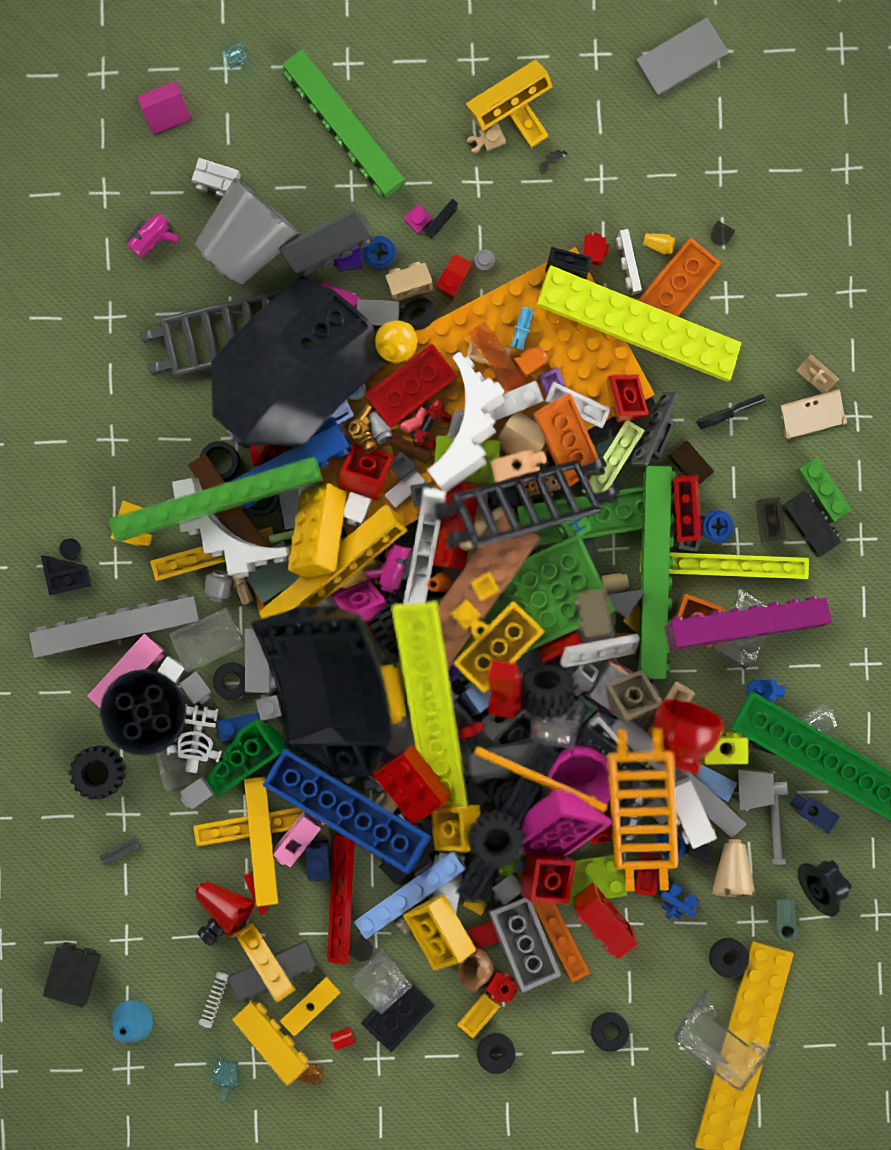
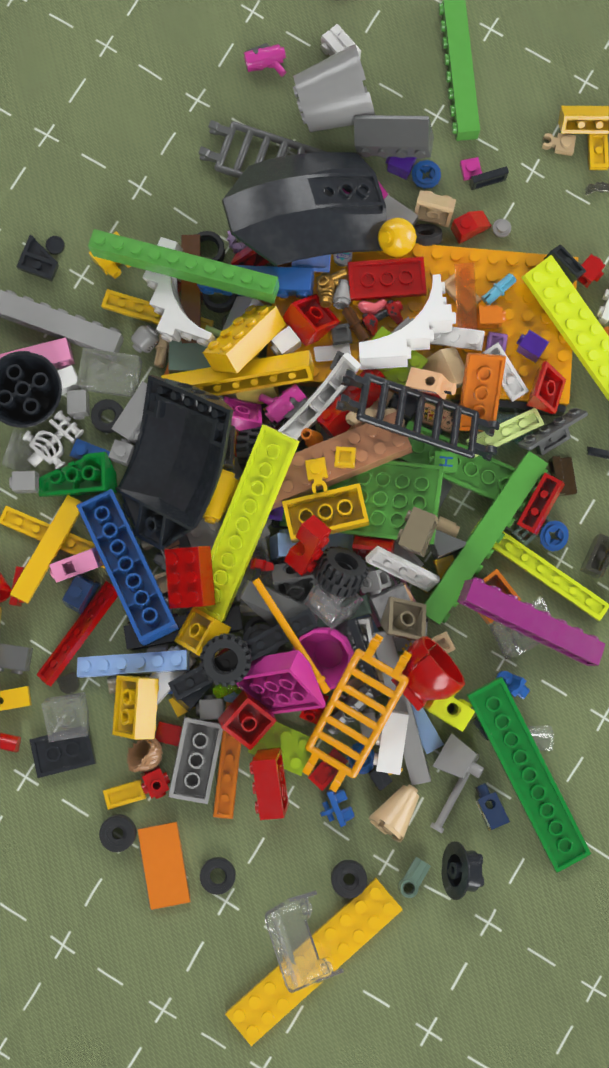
camera: 30 degrees right, 5 degrees down
(556, 1054) = (164, 865): none -> orange tile
(586, 364) = (531, 346): none -> dark purple brick

